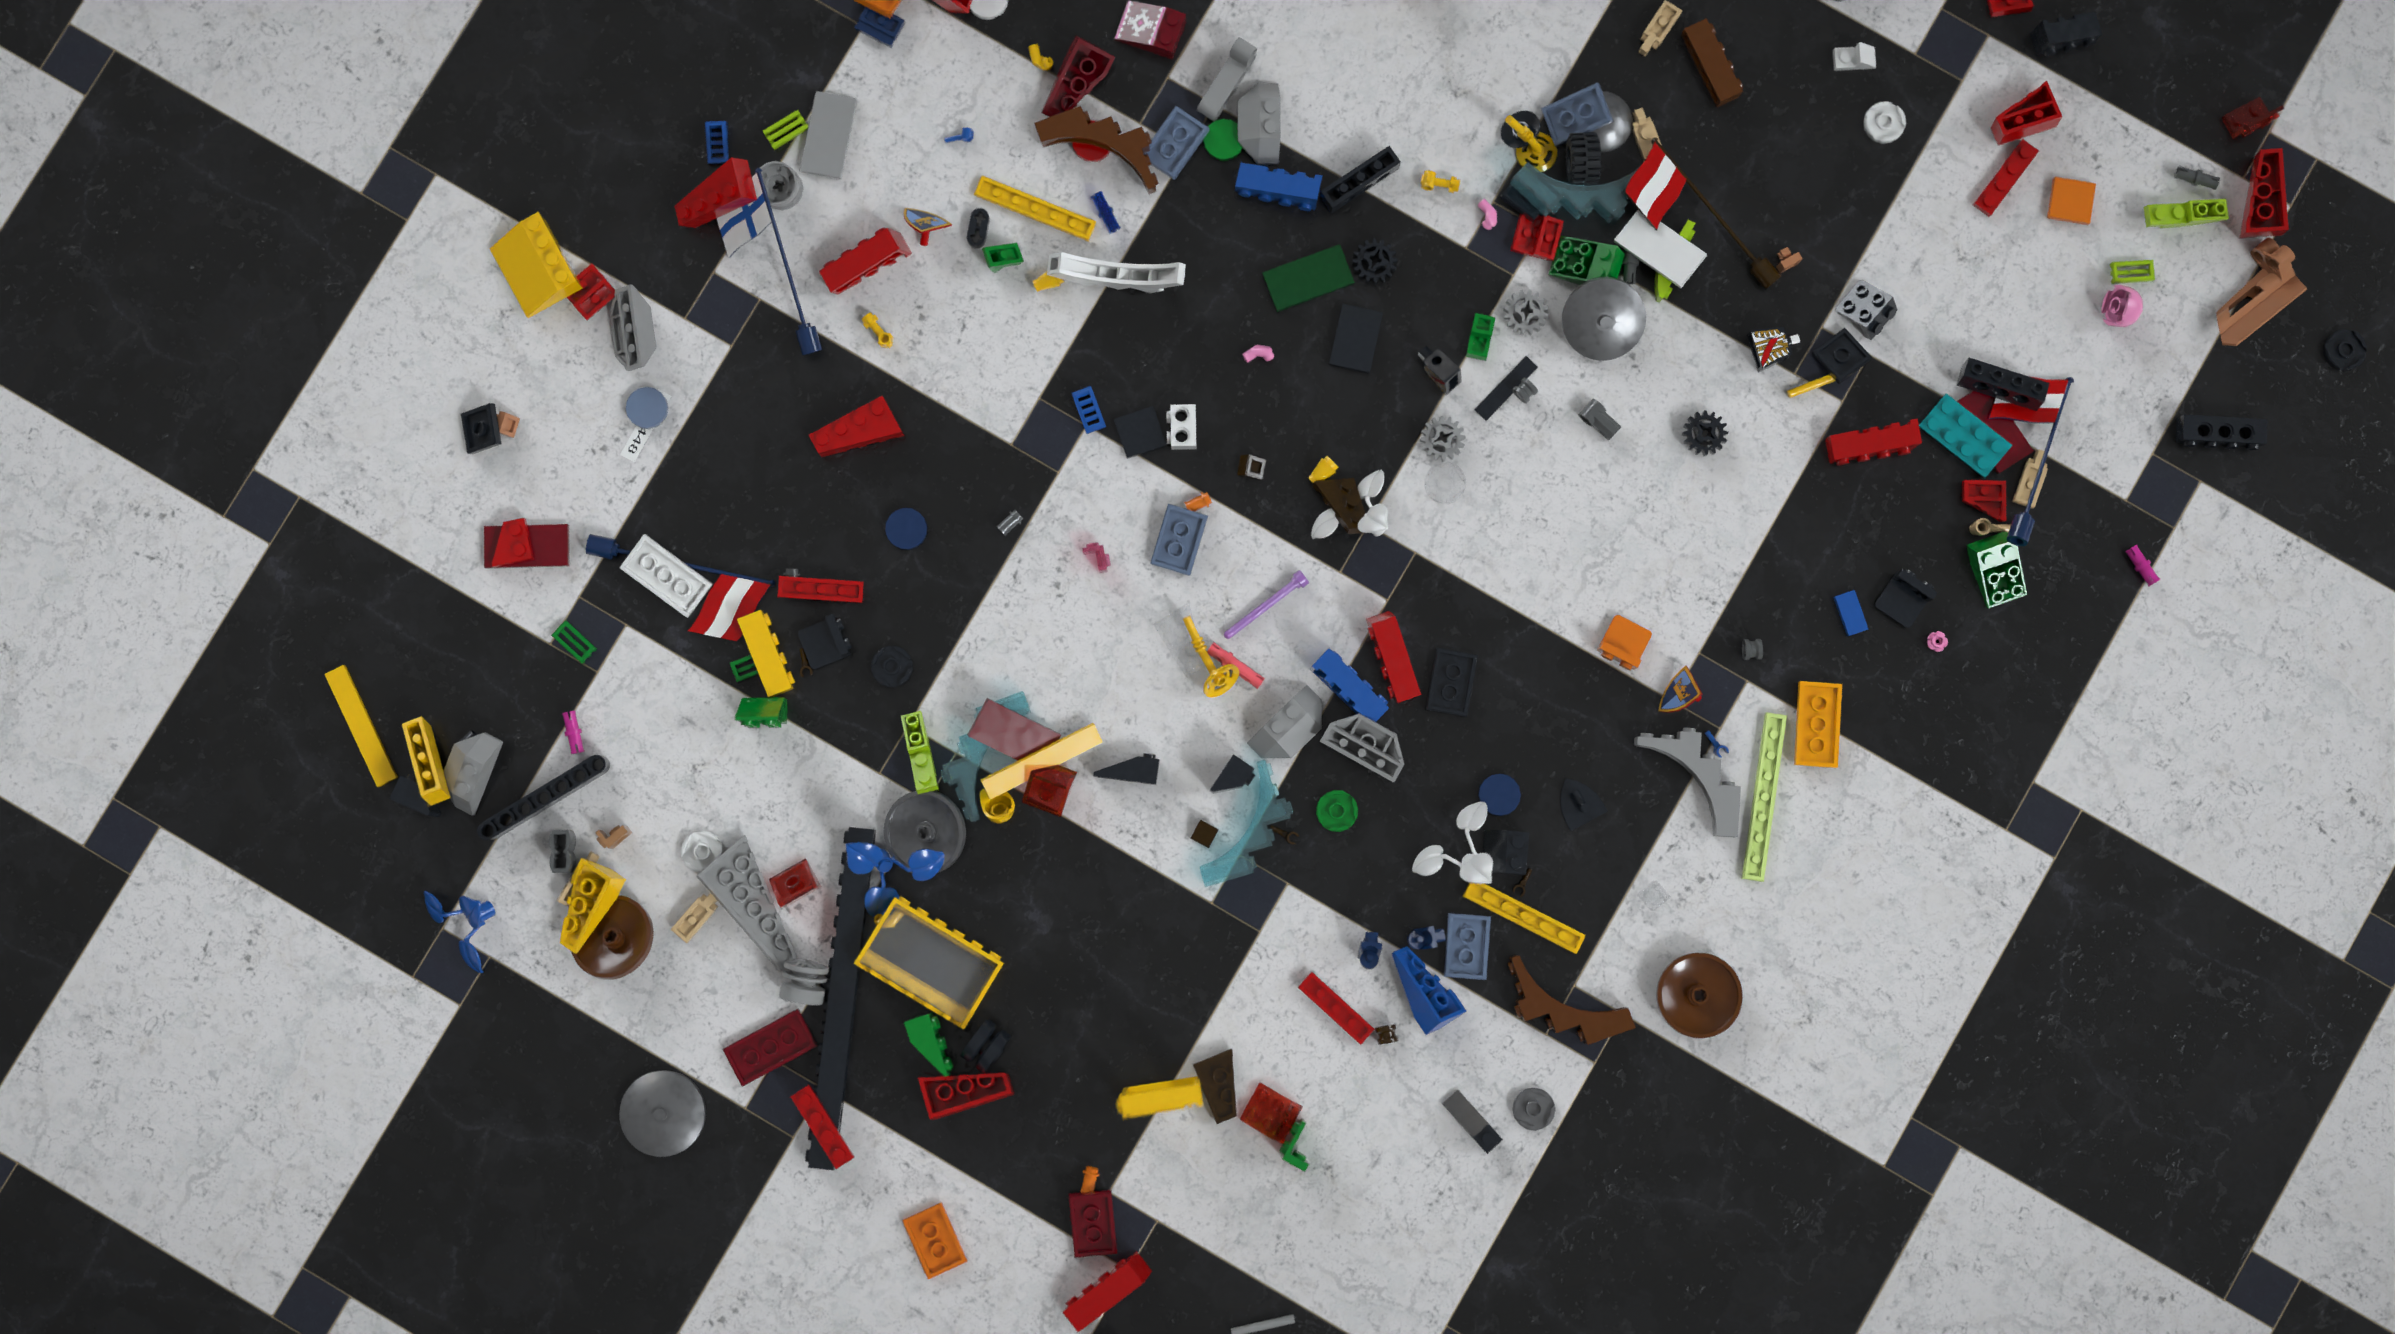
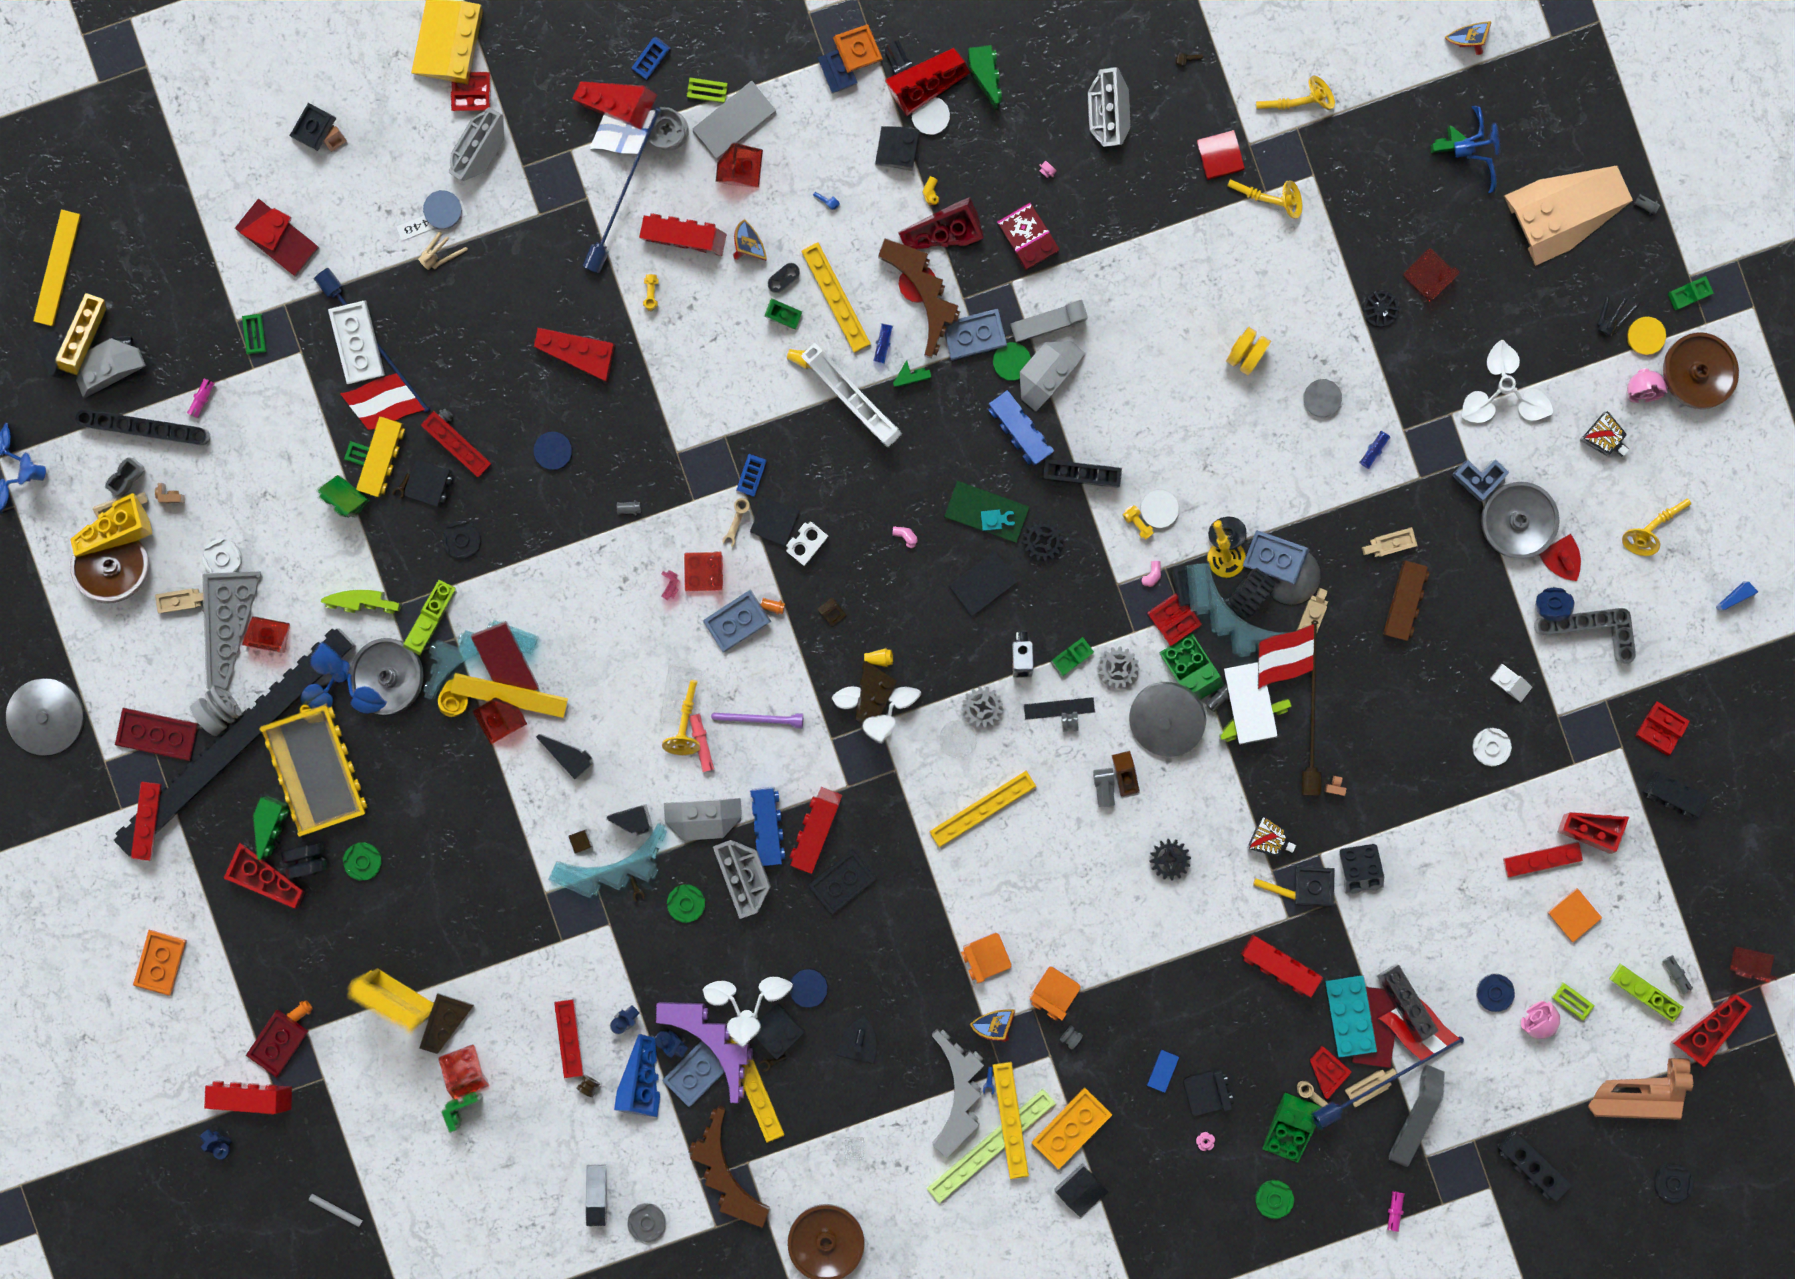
camera: 40 degrees right, 5 degrees up
(667, 455) = (429, 257): none -> tan plant
(842, 791) = (353, 601): none -> lime slope
(865, 167) = (740, 166): none -> clear red slope
(982, 45) = (897, 147): none -> black slope
(1035, 1007) = (362, 861): none -> green tile
(1107, 455) = (737, 519): none -> tan brick
(1117, 521) = (703, 571): none -> clear red bracket
(1150, 223) = (905, 377): none -> green slope
(1320, 278) = (992, 519): none -> teal plate
(1447, 157) = (1159, 508): none -> white tile
(1456, 899) = (731, 1055): none -> medium lavender arch
(1515, 523) = (982, 808): none -> yellow tile
(1607, 393) = (1125, 773): none -> reddish brown slope
(1706, 624) = (1054, 993): none -> orange bracket
(1762, 760) = (1010, 1120): none -> yellow tile
(1870, 769) = (1080, 1190): none -> black slope
(2035, 641) = (1274, 1199): none -> green tile
(2063, 318) = (1495, 992): none -> dark blue tile
(2097, 468) = (1420, 1117): none -> dark grey beam

